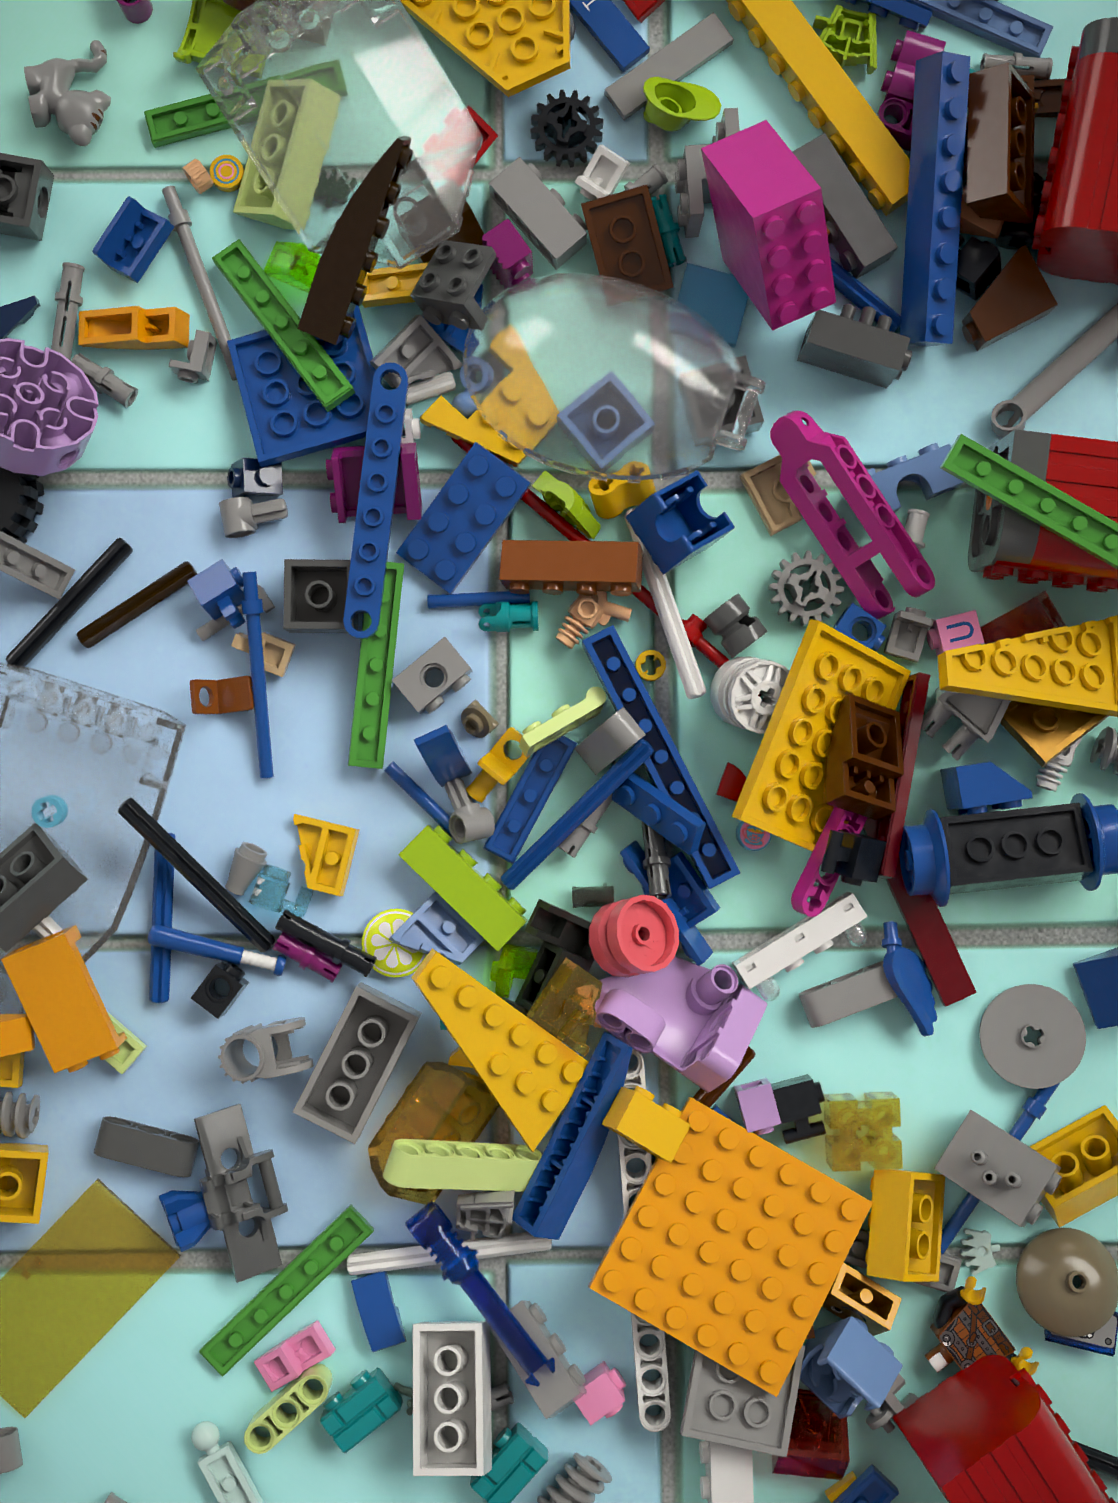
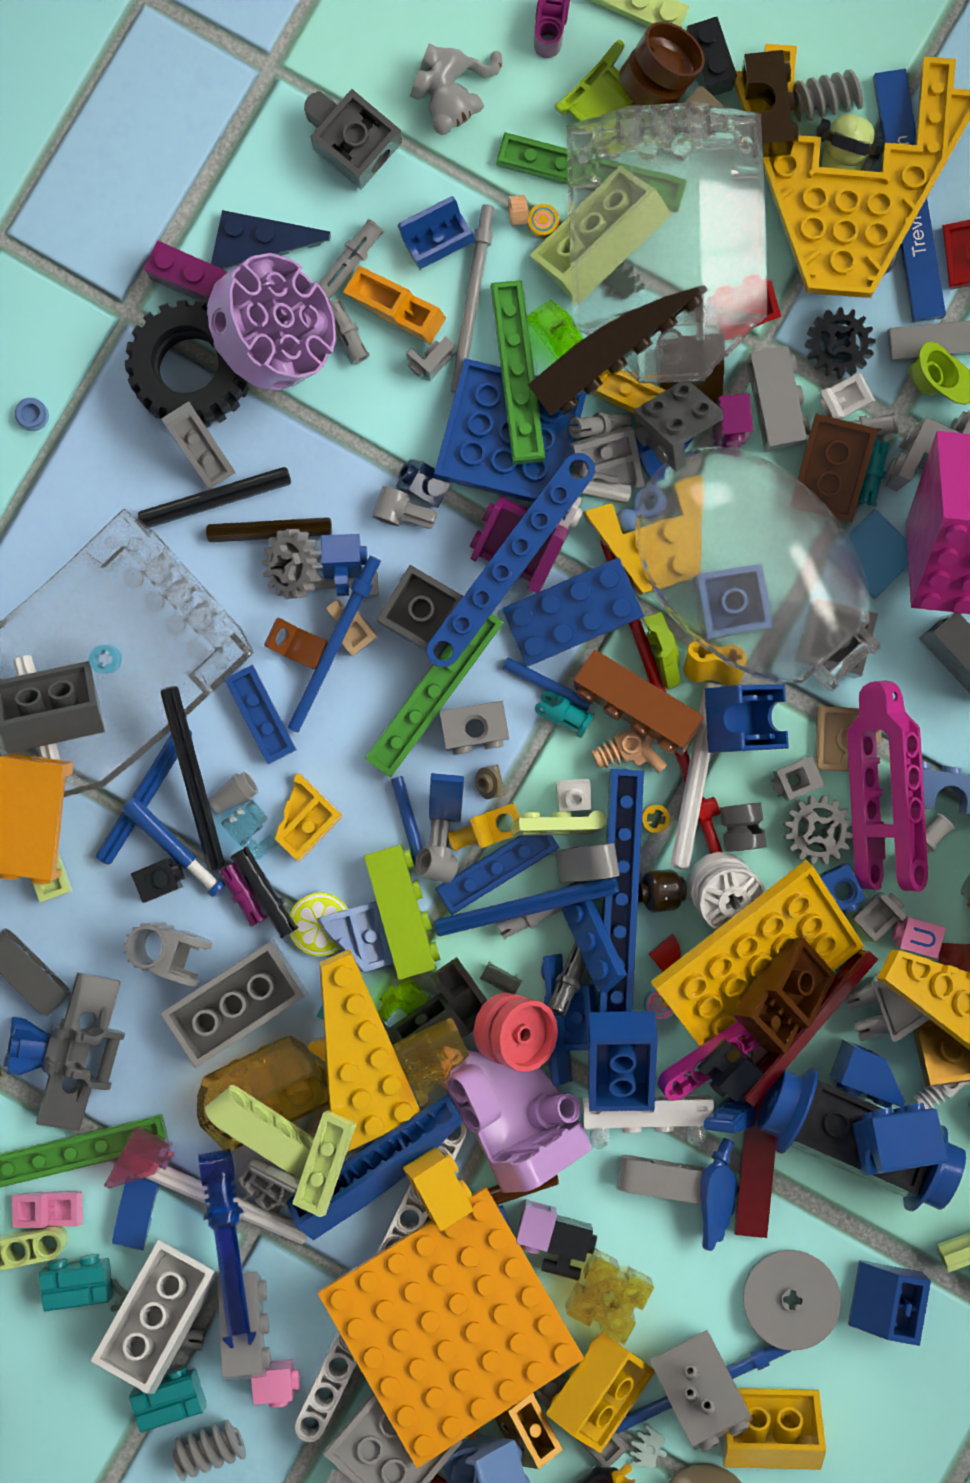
camera: 30 degrees right, 0 degrees up
(175, 623) = (292, 564): none -> light grey gear
(228, 780) = (260, 714): none -> blue plate
(352, 1256) = (141, 1157): none -> clear pink slope
(385, 330) = (598, 424): none -> light grey pin
(526, 1163) = (324, 1163): none -> yellowish green plate
(561, 685) = (574, 795): none -> white bracket
(694, 727) = (662, 890): none -> dark brown head
(748, 905) = (622, 1061): none -> blue brick
(765, 542) = (808, 779): none -> light grey brick
(879, 899) = (731, 1117): none -> blue slope
(1047, 828) = (899, 1140): none -> blue piece

